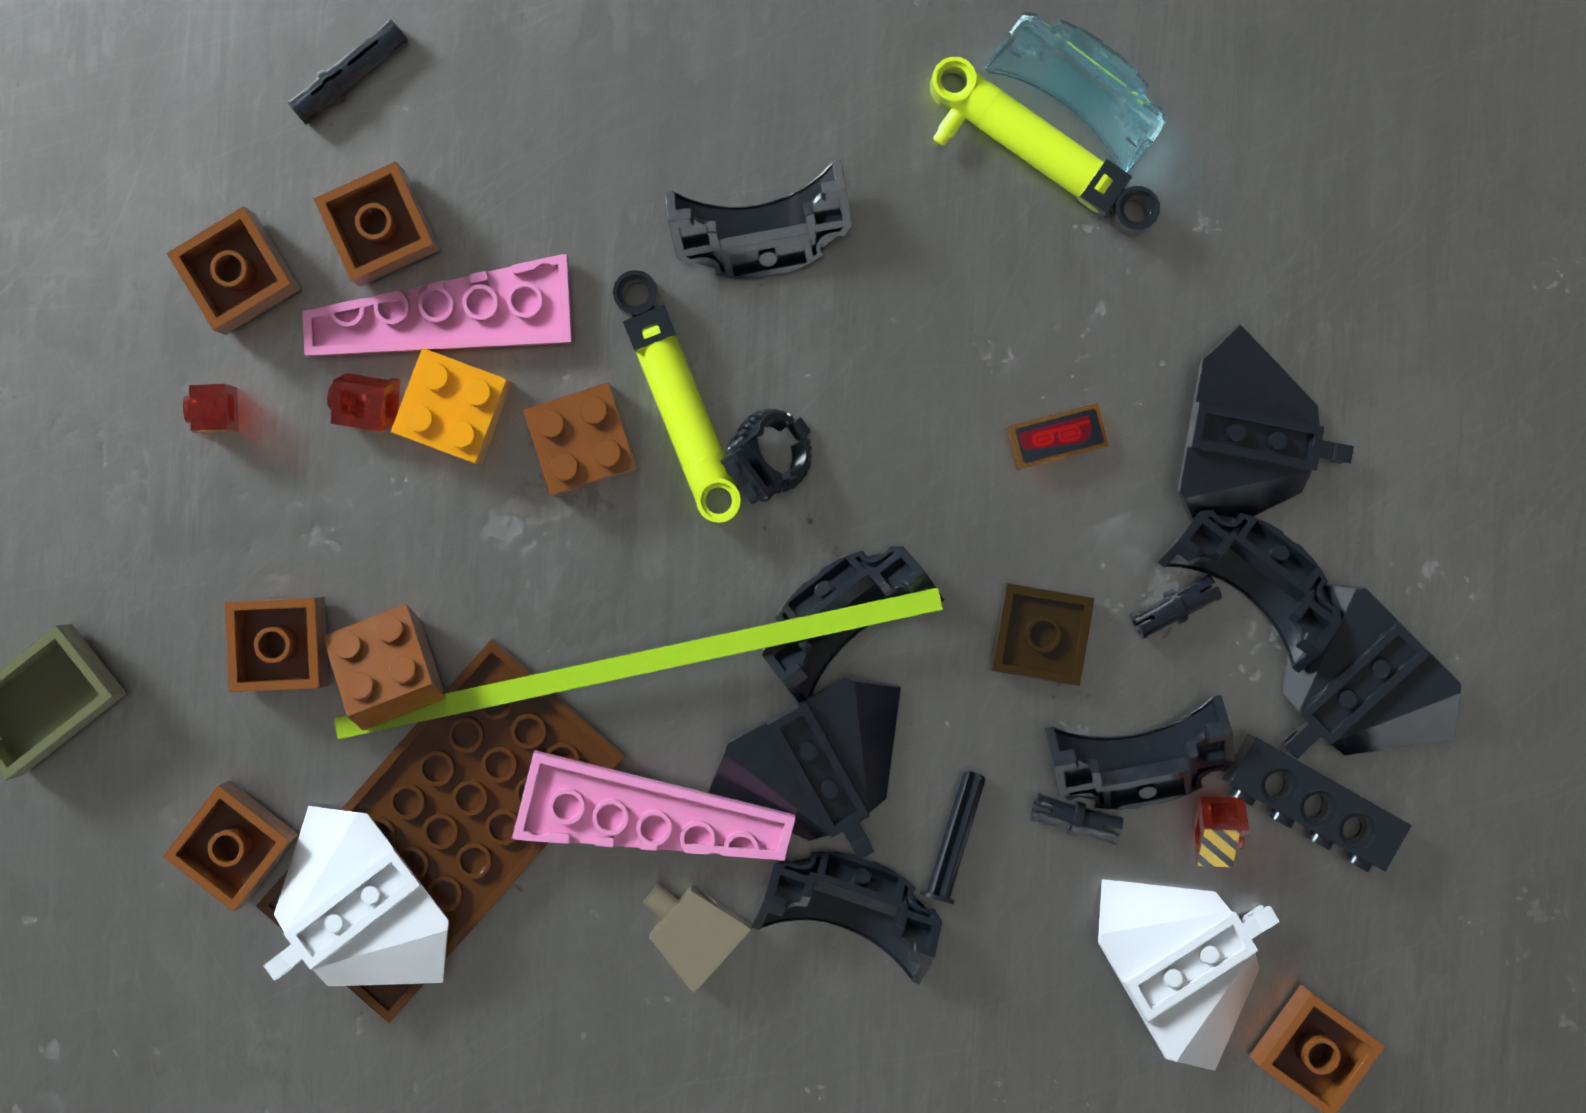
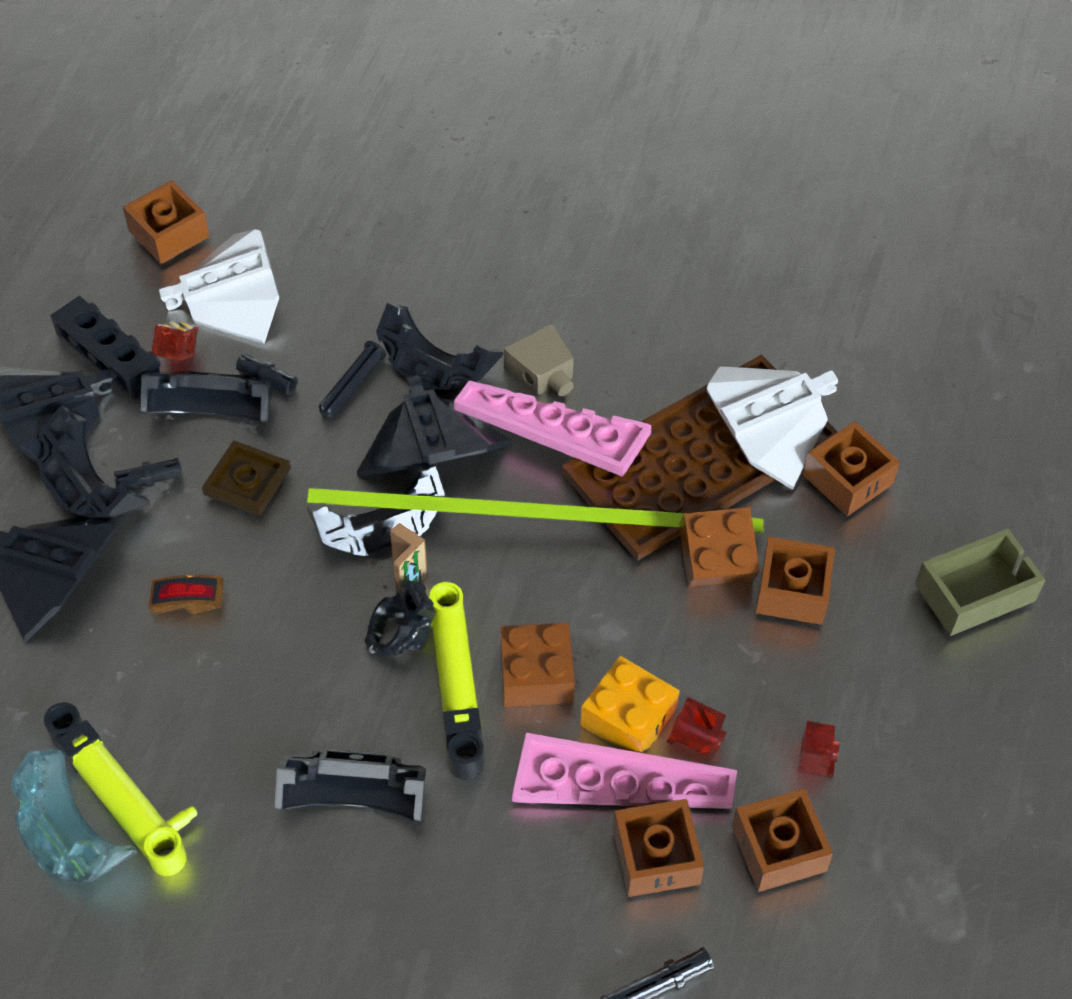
camera: 165 degrees left, 35 degrees down
(779, 549) = (408, 556): none -> panel

